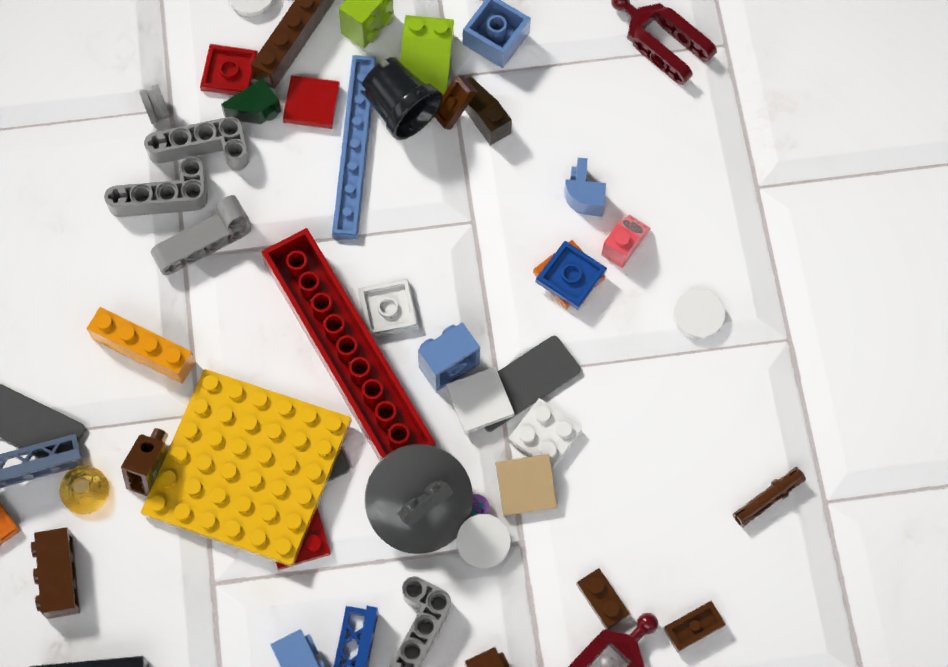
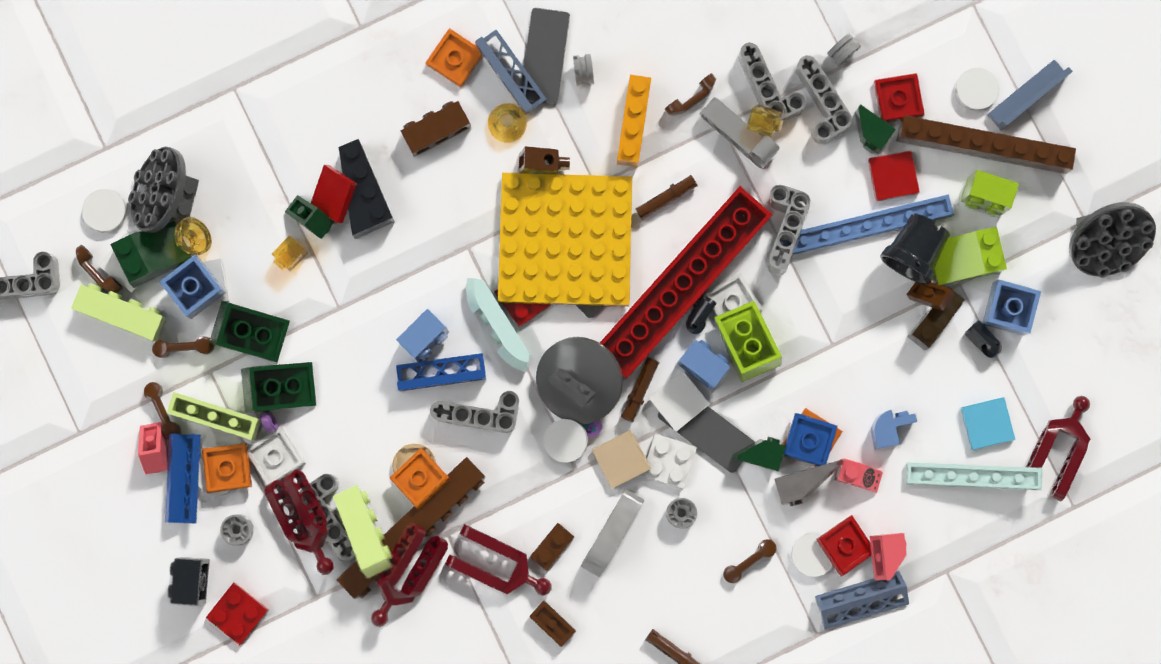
camera: 70 degrees right, 15 degrees up
(58, 380) = (583, 69): none -> light grey wheel
(145, 295) = (678, 108): none -> reddish brown bar
(199, 201) = (765, 120): none -> clear yellow brick
(240, 330) = (666, 197): none -> reddish brown pin
(304, 577) = (482, 299): none -> light aqua brick
(330, 223) = (786, 232): none -> light grey beam
(391, 344) = (700, 314): none -> black piece
(438, 301) = (748, 341): none -> lime slope
(460, 446) = (636, 398): none -> reddish brown pin
(520, 70) = (984, 339): none -> black piece
(570, 328) = (762, 453): none -> dark green slope
(601, 431) = (672, 513): none -> light grey wheel
(611, 96) = (987, 423): none -> medium azure tile
(613, 522) = (612, 533): none -> light grey beam
(617, 296) = (802, 484): none -> slope
(663, 124) = (974, 476): none -> light aqua tile
(696, 403) = (733, 573): none -> reddish brown bar
(699, 276) = (845, 545): none -> red tile
(723, 235) = (887, 554): none -> coral slope
(760, 278) = (861, 596): none -> sand blue fence

